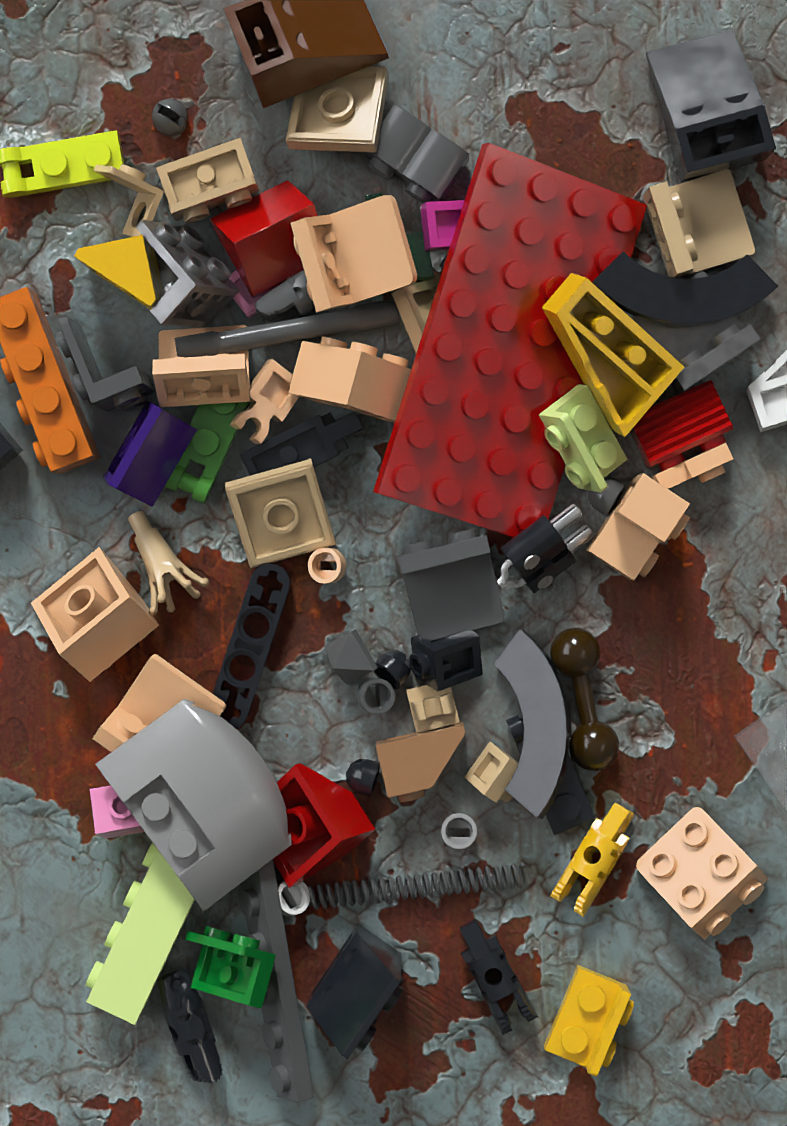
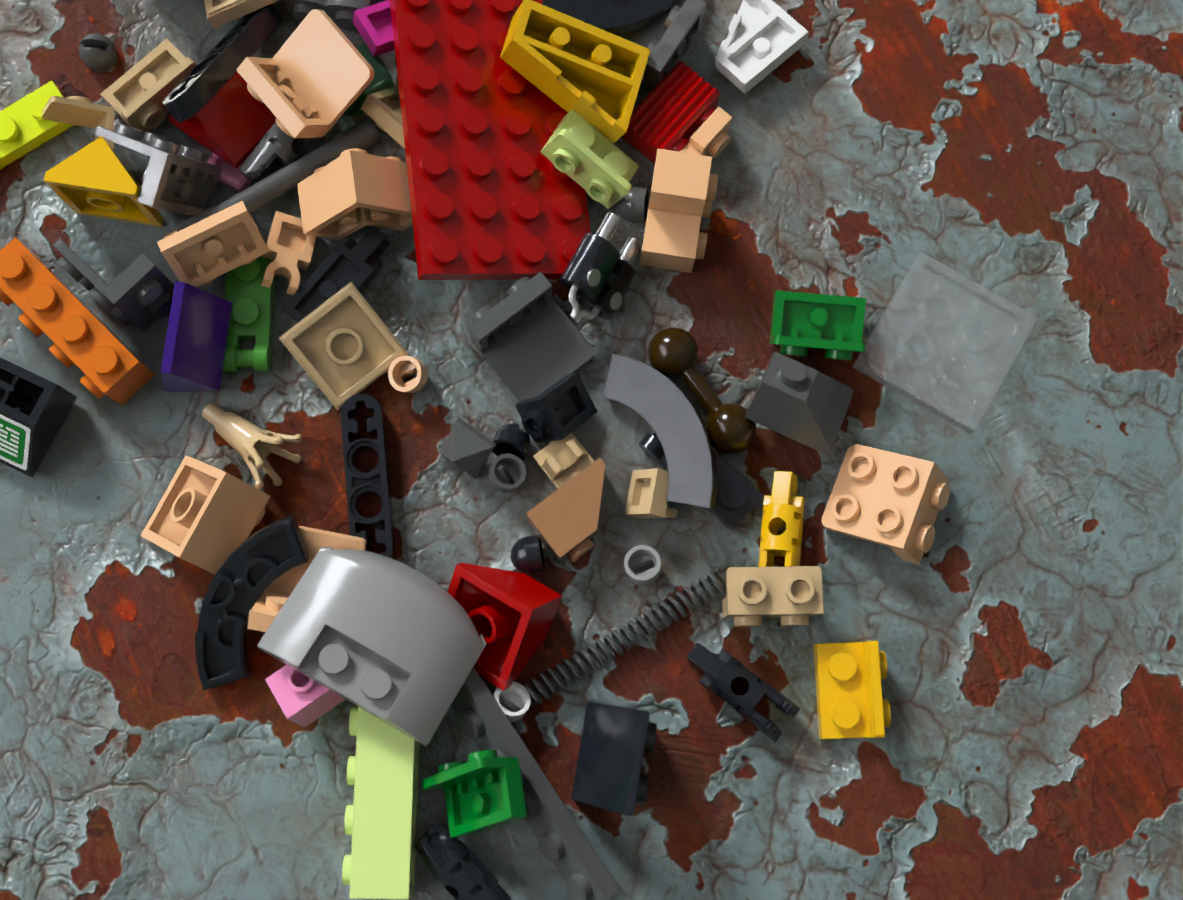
camera: 25 degrees left, 10 degrees down
(92, 699) = (232, 594): none -> black tile
(279, 196) = (221, 63): none -> black beam
(559, 911) = (773, 592): none -> tan bracket
(667, 752) = (800, 403): none -> dark grey slope
(718, 687) = (817, 322): none -> green bracket

